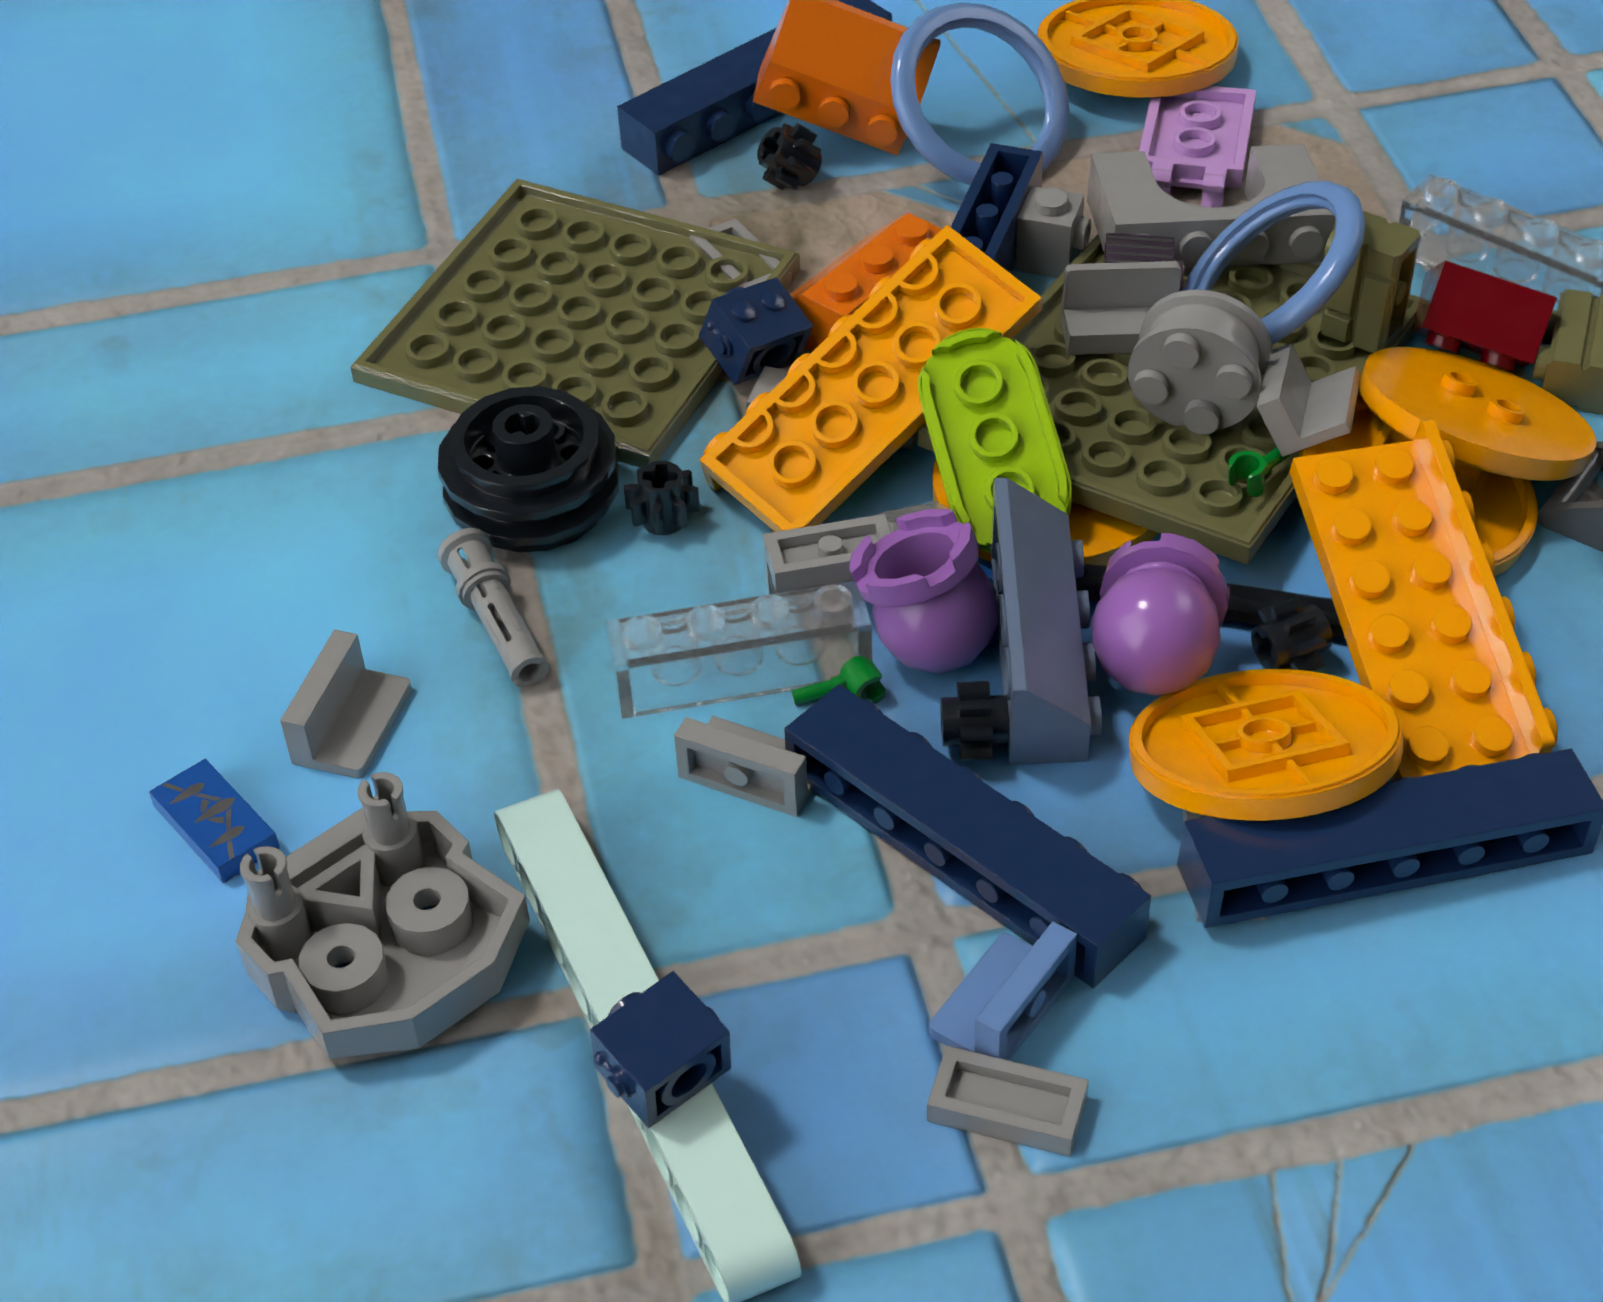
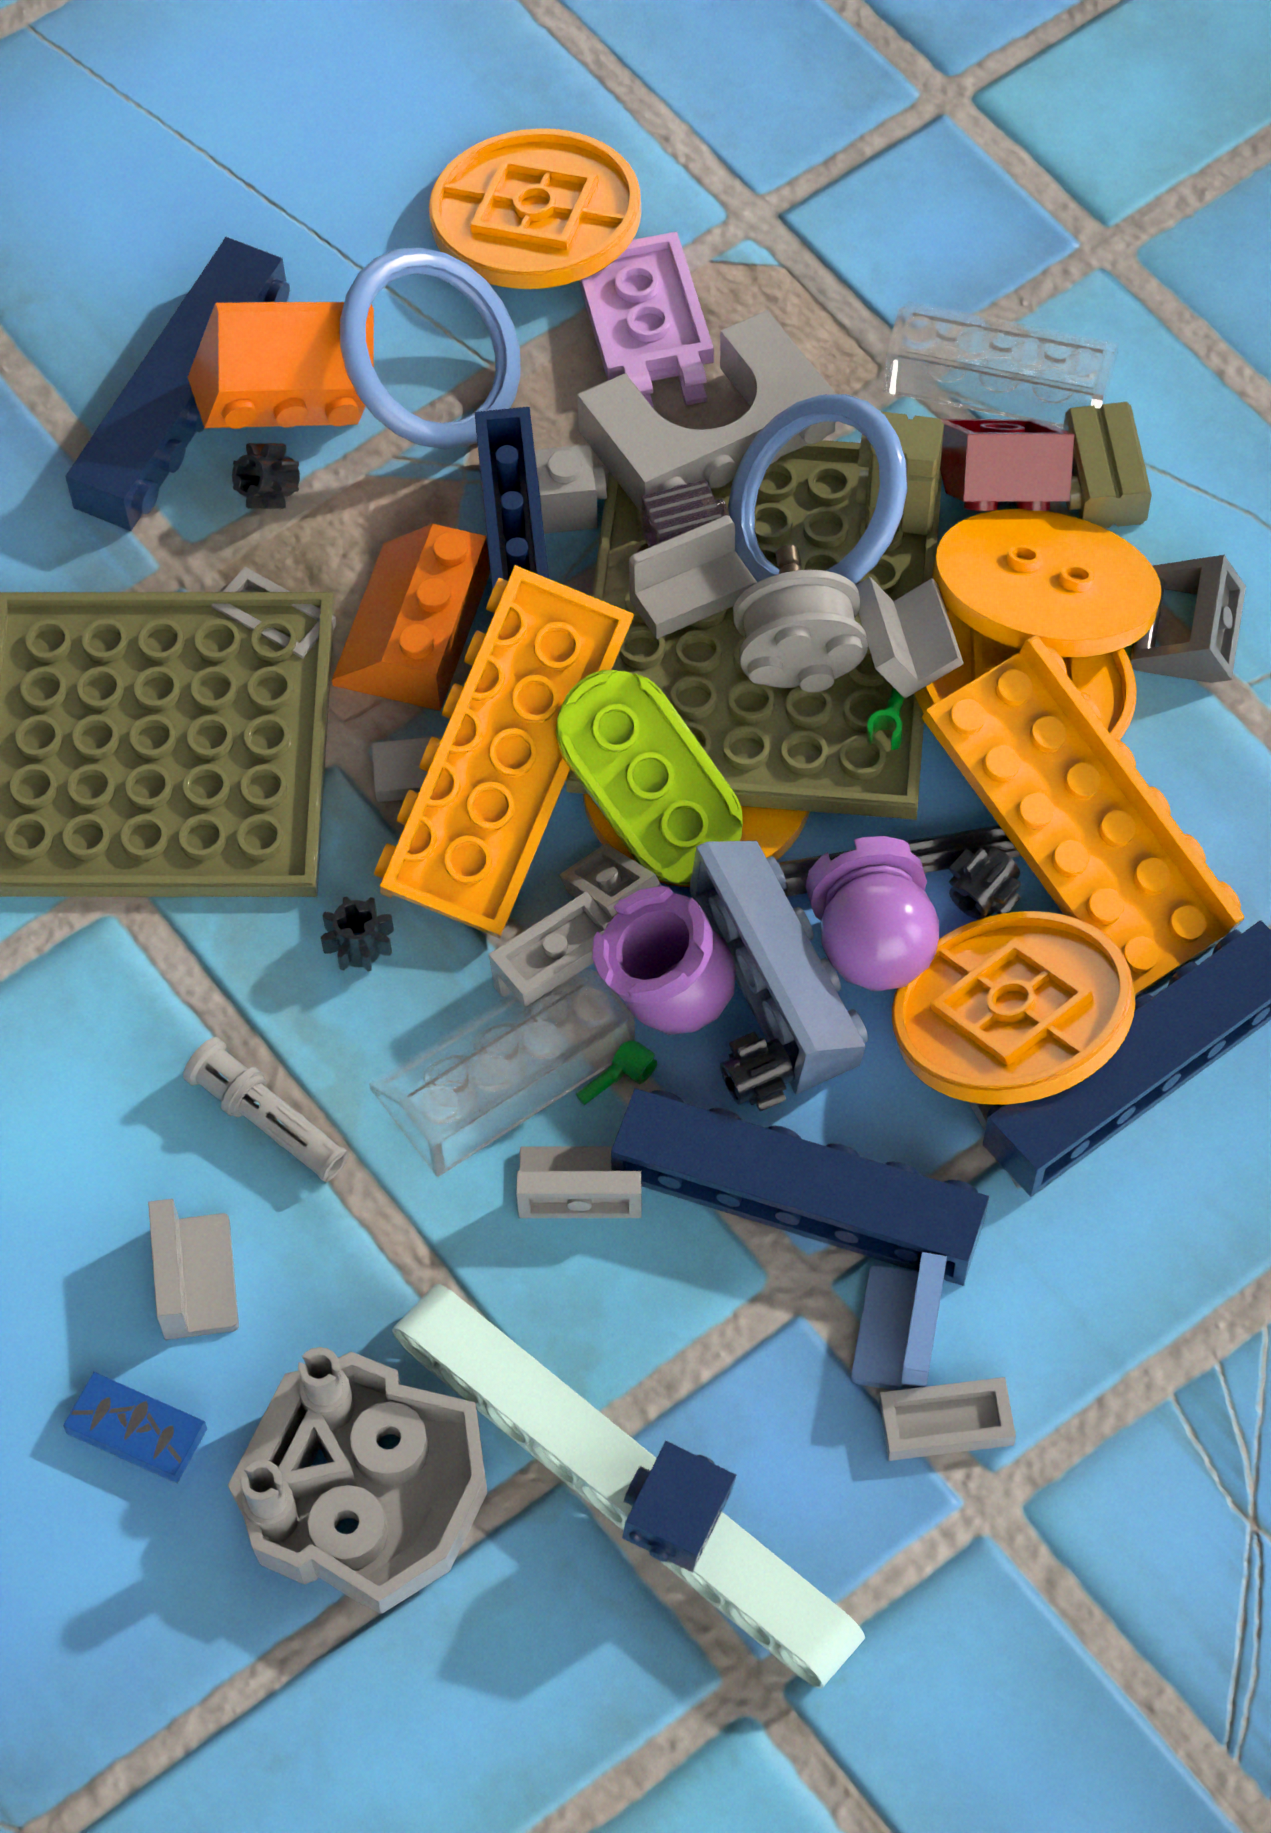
camera: 25 degrees left, 15 degrees up
(529, 468) = (205, 922): black wheel -> none
(755, 330) = (347, 710): dark blue head -> none

